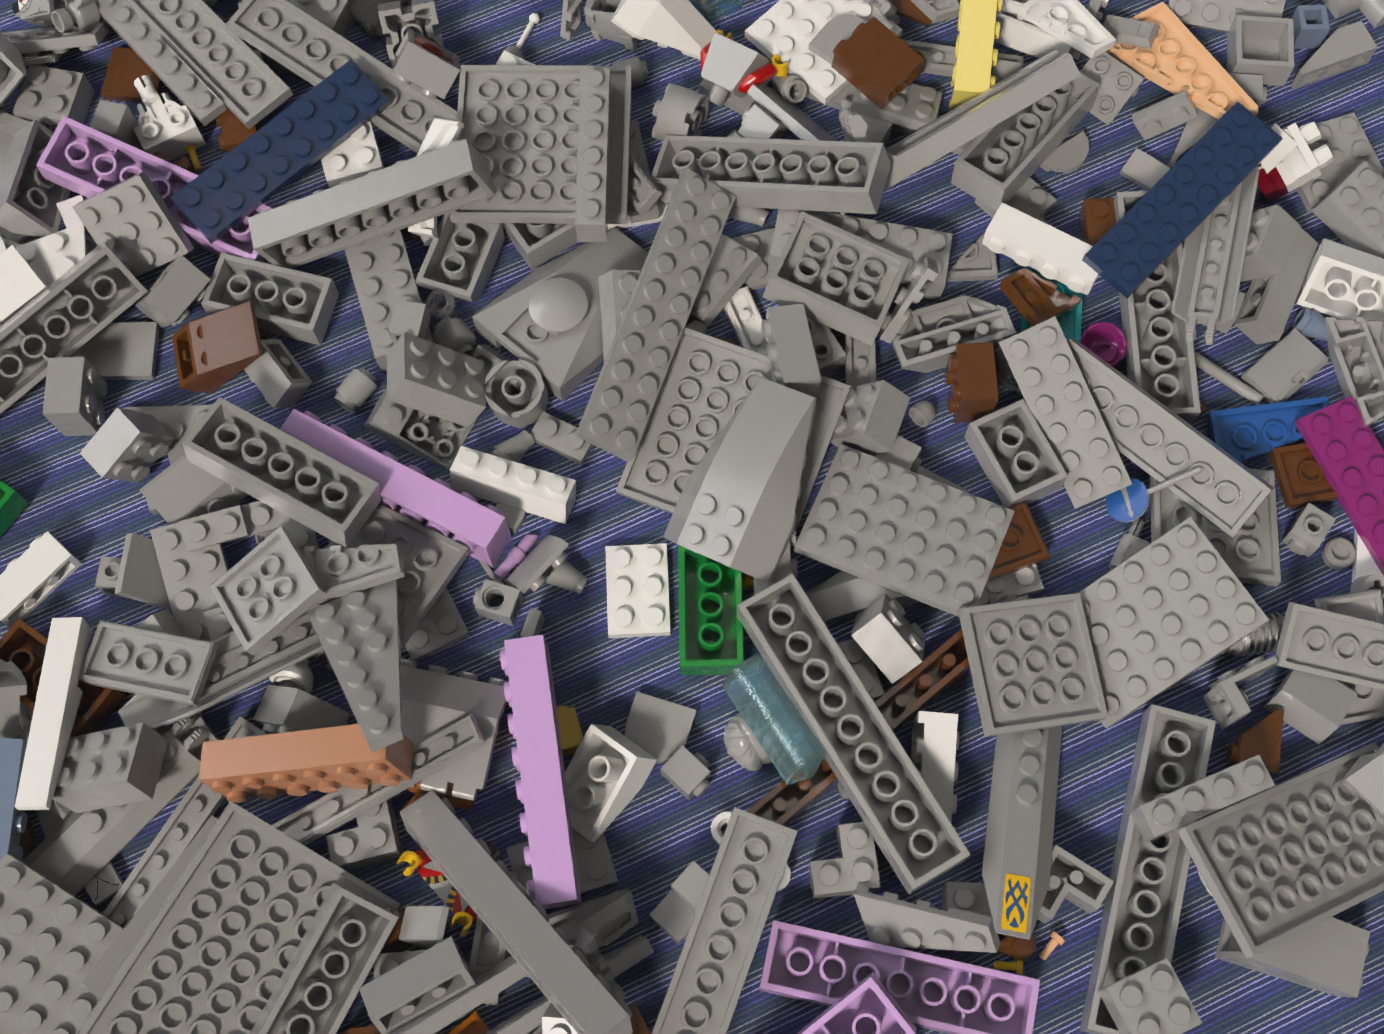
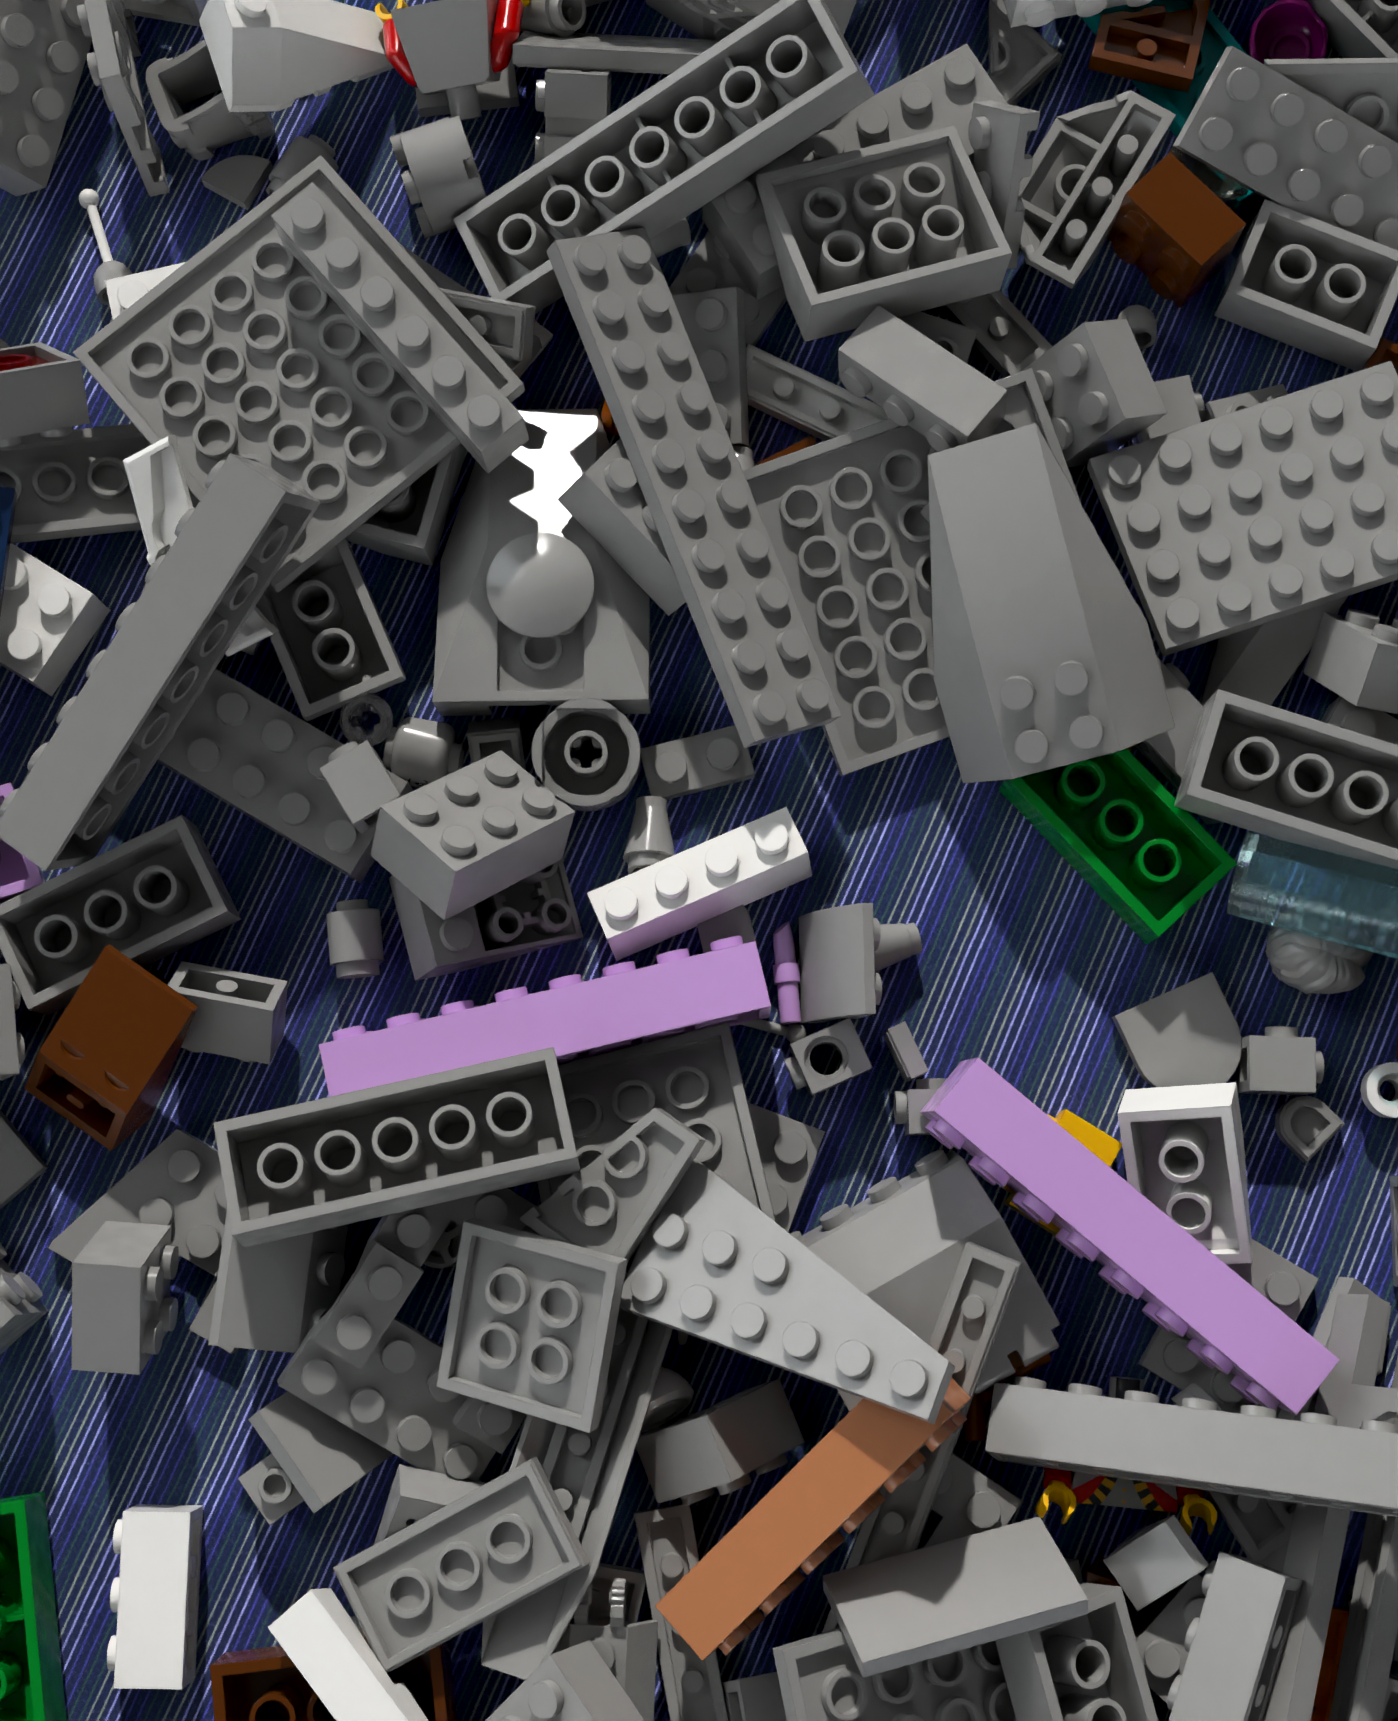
camera: 40 degrees left, 10 degrees up
(323, 850) = (953, 1596): none -> light grey tile
(601, 54) = (238, 178): none -> light grey tile
(637, 590) = (988, 882): white plate -> none
(676, 813) = (1306, 1125): none -> light grey tile

